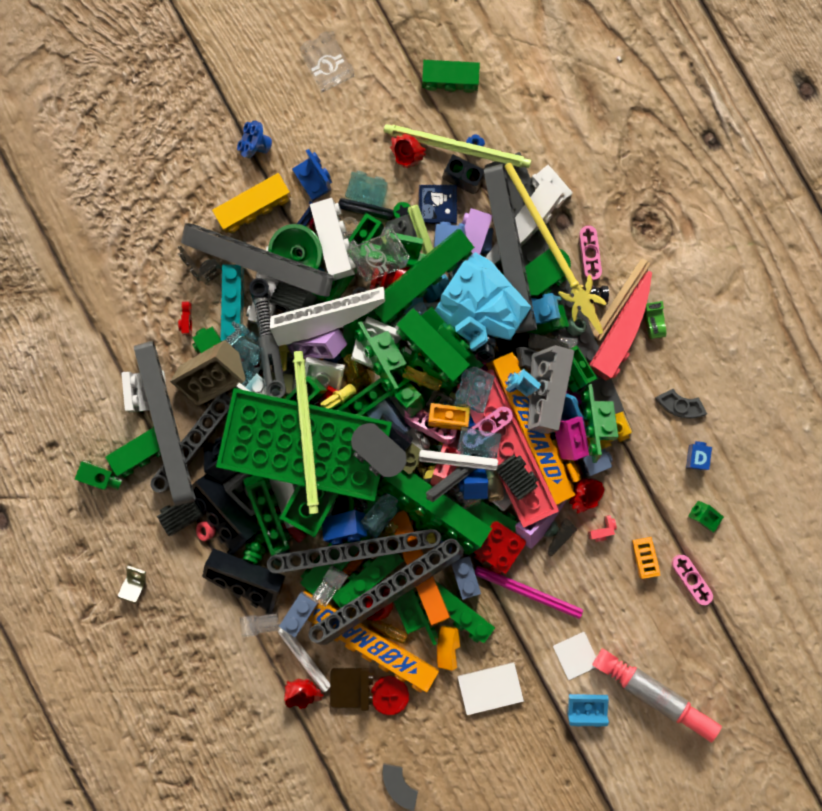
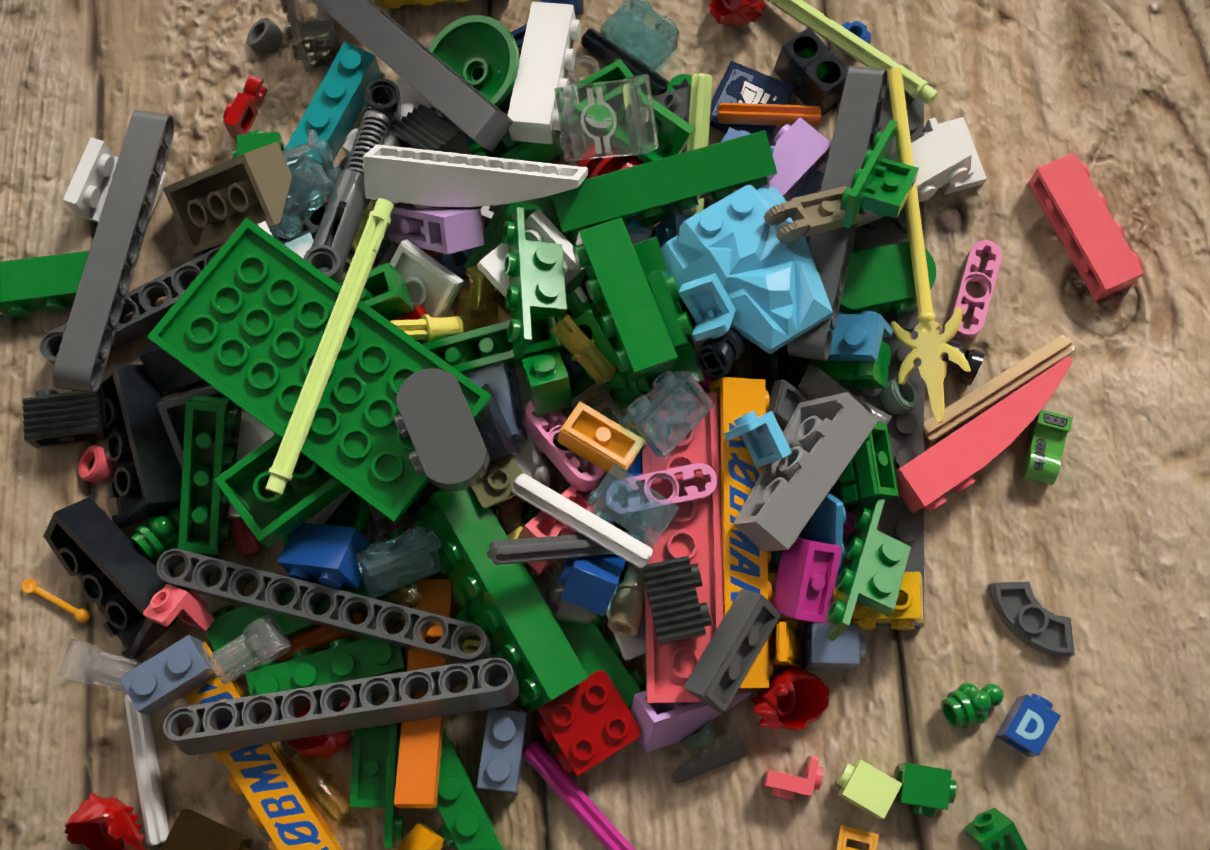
camera: 25 degrees right, 10 degrees down
(179, 275) = (270, 38): none -> dark grey piece
(205, 602) = (31, 586): none -> light orange hinge
(283, 581) = (176, 602): none -> coral bracket
(451, 207) = (767, 114): none -> orange axle
(503, 261) = (810, 214): none -> dark tan hinge
(528, 229) = (881, 183): none -> green bracket
(552, 486) = (732, 650): none -> dark grey slope
(631, 197) = (1086, 226): none -> coral brick
(638, 518) = (867, 788): none -> yellowish green brick
(663, 507) = (925, 788): none -> green brick
(669, 459) = (970, 705): none -> green piece

